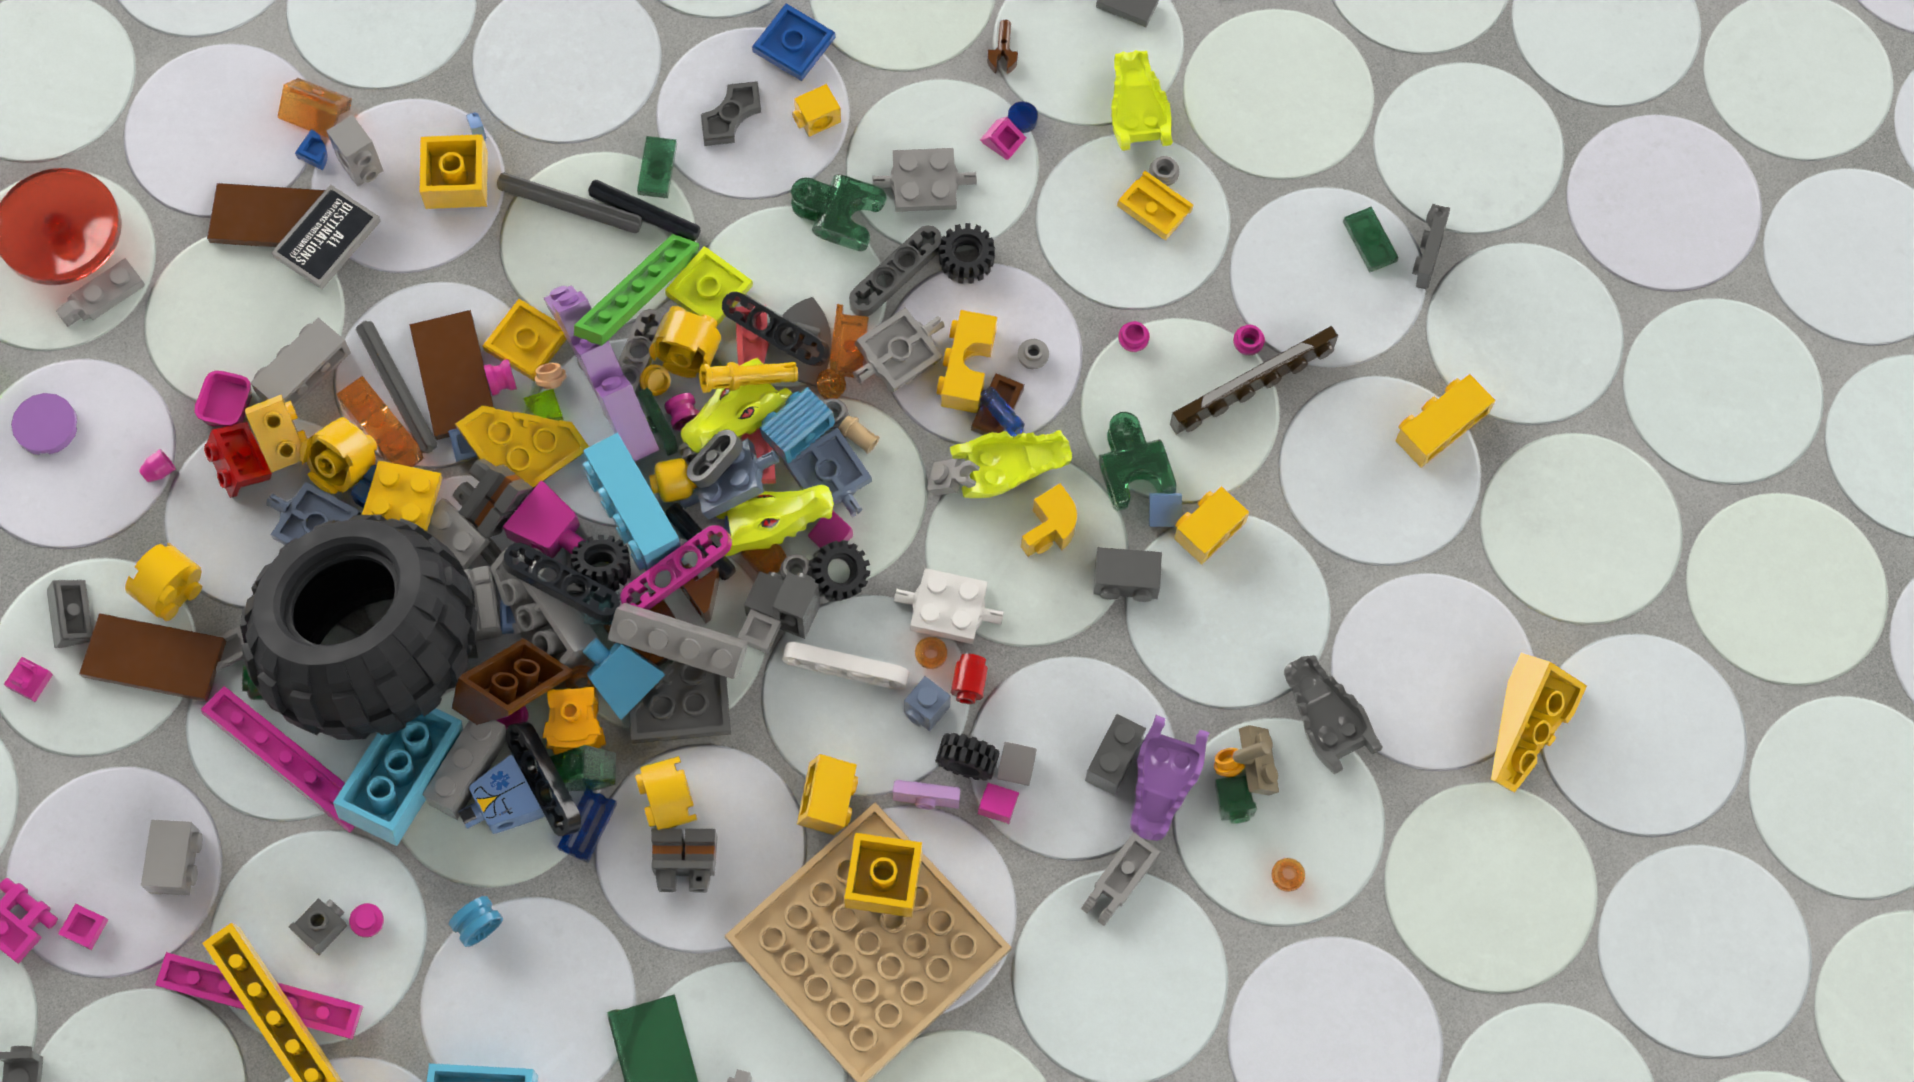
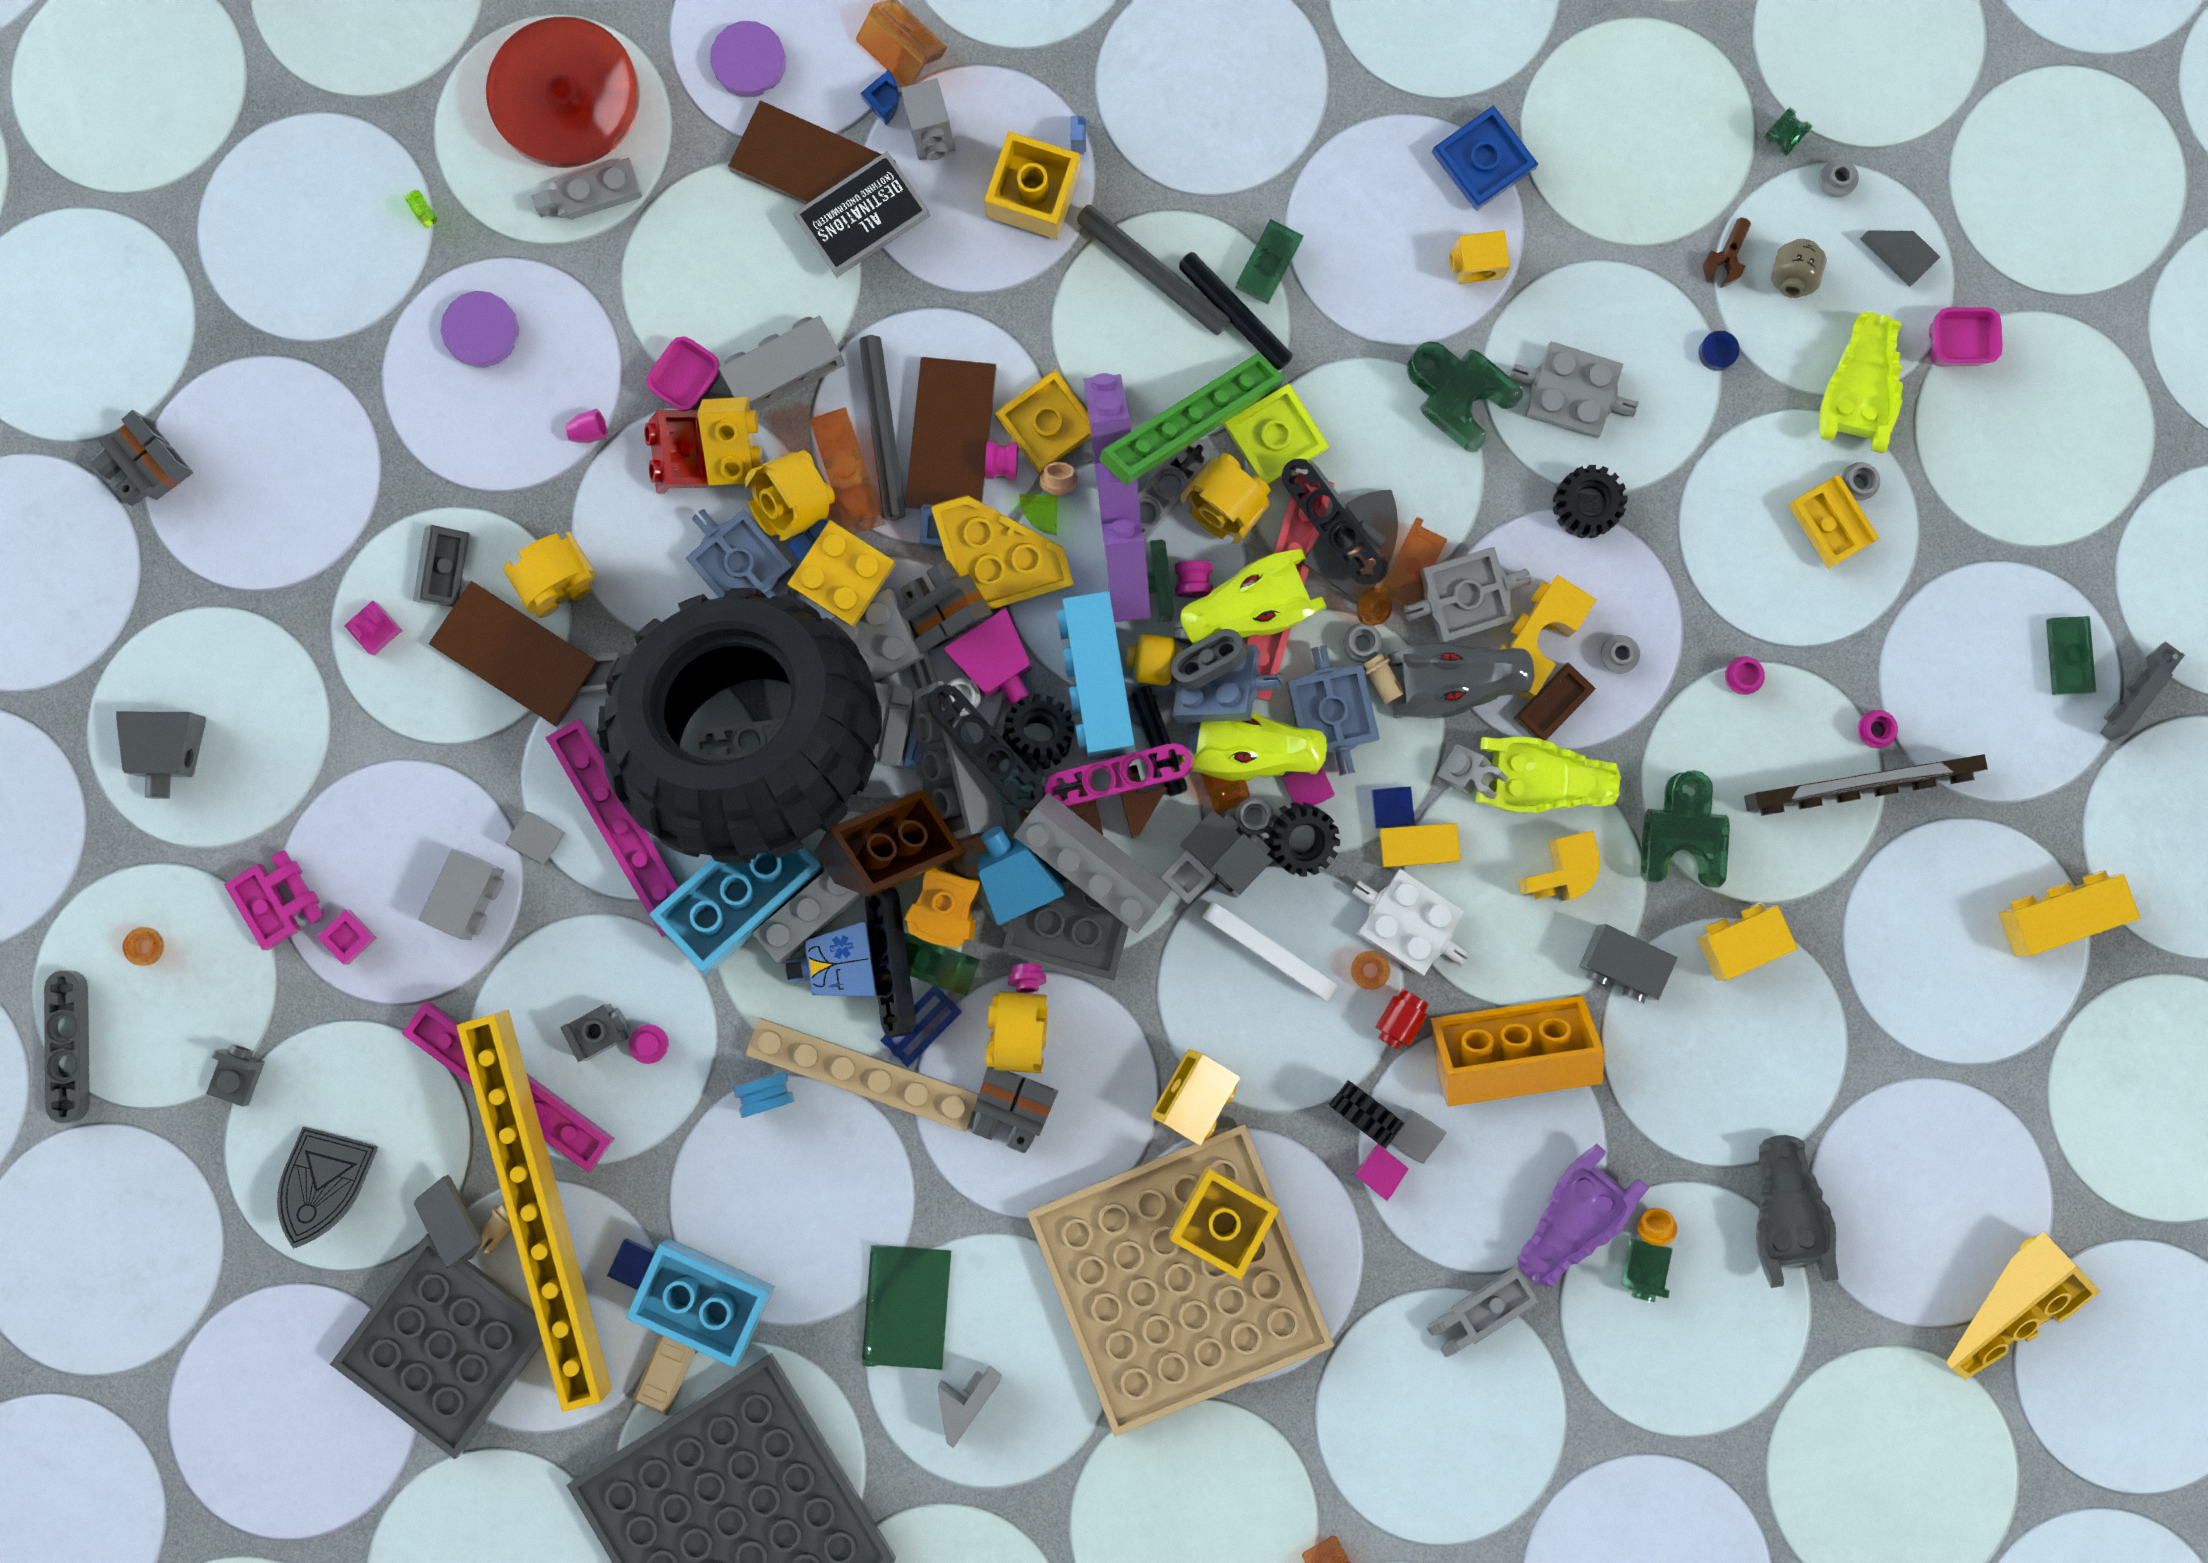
camera: 25 degrees right, 15 degrees up
(197, 157) = (748, 58): none -> medium lavender tile
(217, 793) = (535, 837): none -> light grey slope
(552, 881) = (862, 1074): none -> tan plate
(655, 378) = (1175, 527): yellow plate -> none
(658, 751) = (1026, 977): none -> dark pink plate
(722, 122) = (1364, 230): dark grey tile -> none
(734, 376) = (1265, 570): yellow pin -> none
(797, 424) = (1317, 648): dark azure brick -> none
(891, 267) = (1500, 495): dark grey beam -> none
(902, 526) = (1393, 807): none -> clear blue tile
(912, 412) = (1453, 678): none -> dark grey animal
(926, 704) = (1343, 1033): sand blue brick -> none
(926, 795) = (1304, 1137): lavender plate -> none
(933, 546) = (1419, 845): none -> yellow tile
(1002, 411) = (1558, 718): clear blue axle -> none
(1003, 137) = (1686, 368): dark pink slope -> none
(1058, 38) = (1798, 268): none -> dark tan head
(1068, 671) = (1517, 1051): none -> light orange slope
(1115, 754) = (1533, 1171): dark grey brick -> none
(1164, 509) = (1700, 901): medium blue tile -> none
(1199, 46) = (1965, 336): none -> dark pink piece
(1258, 760) = (1691, 1238): dark tan plate -> none
(1288, 884) = (1661, 1372): clear orange plate -> none

